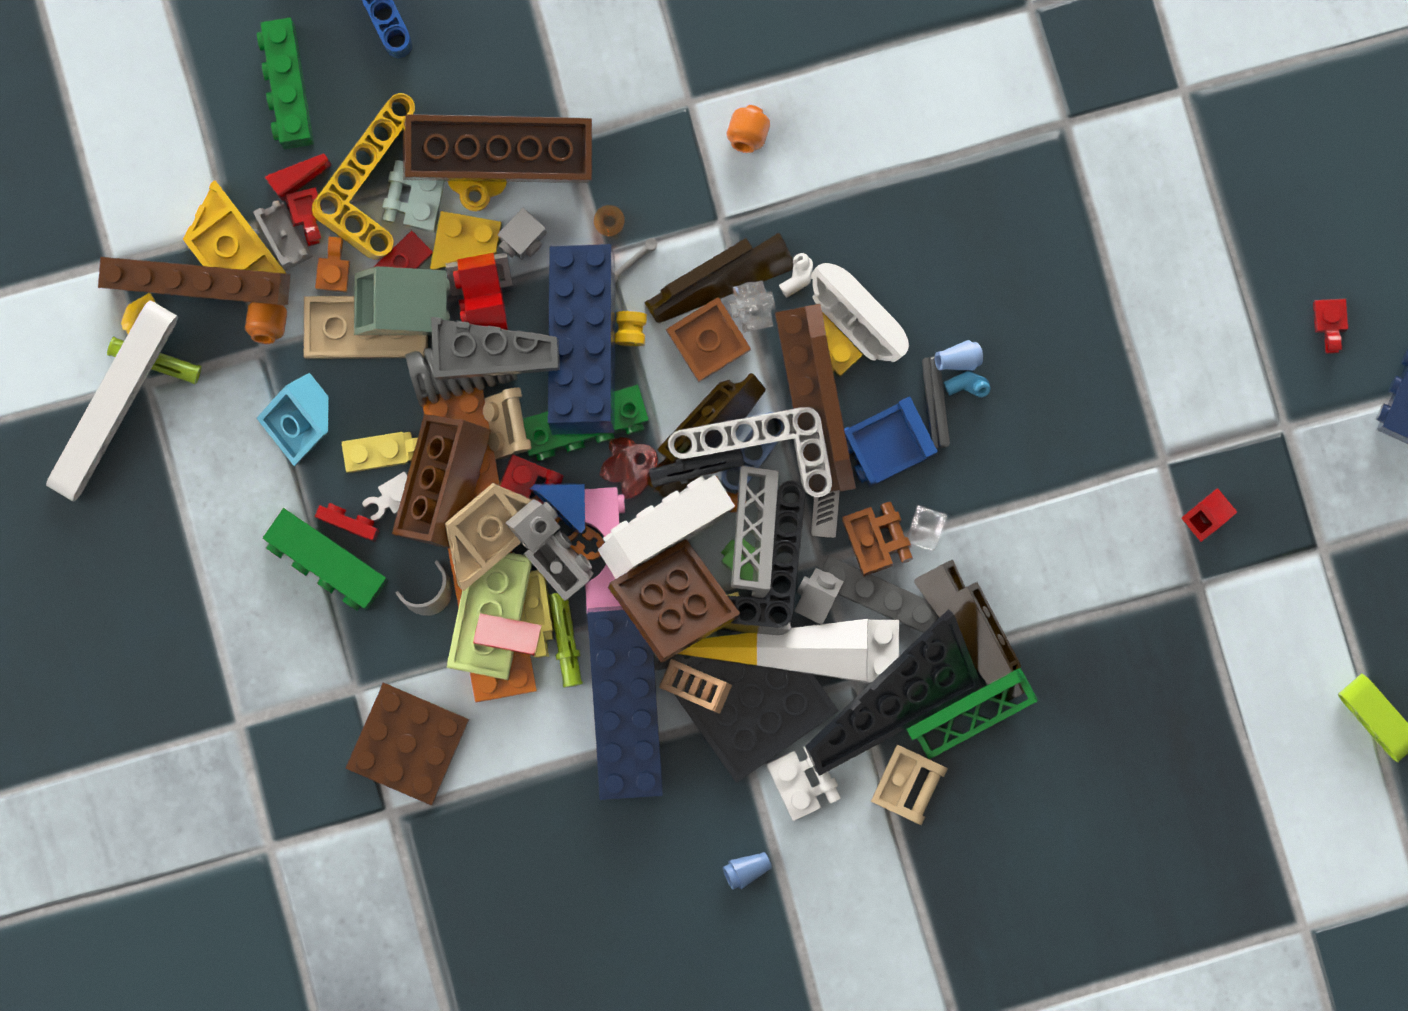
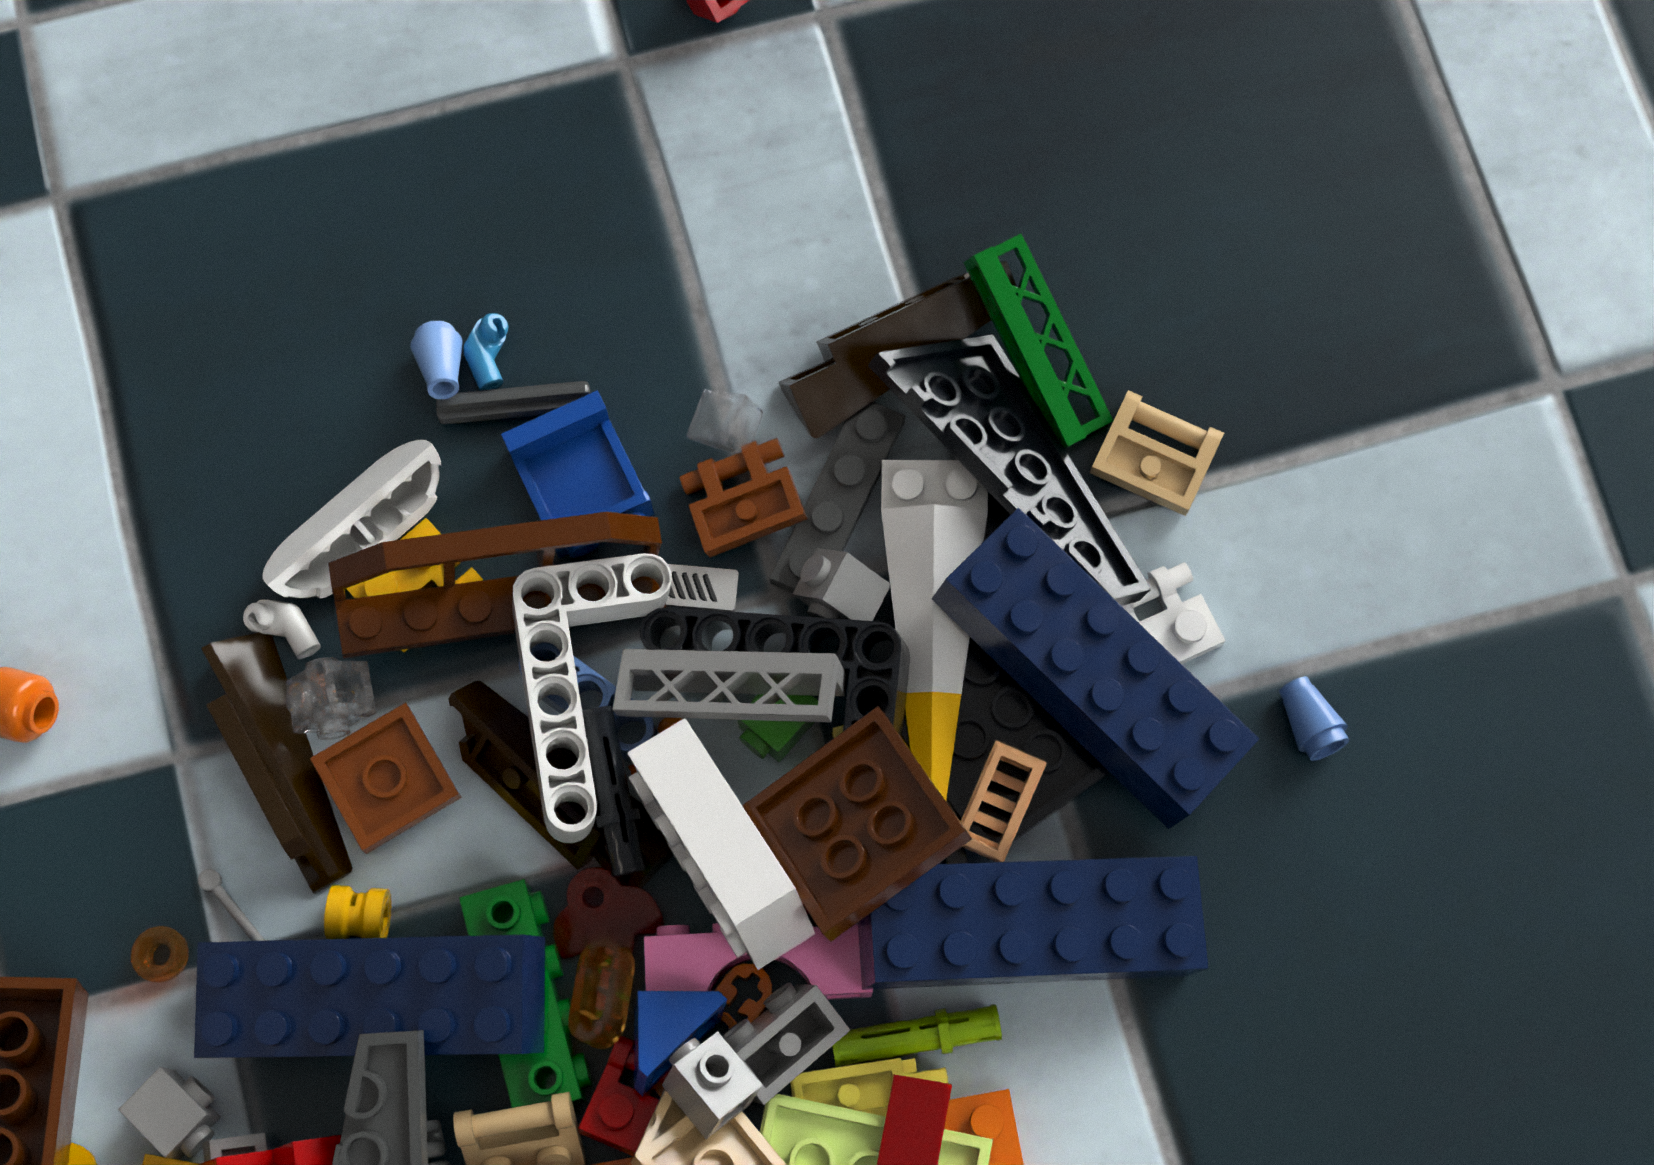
camera: 90 degrees left, 10 degrees down
(586, 465) = (601, 993): none -> clear orange beam
(768, 739) = (1094, 669): none -> dark blue brick

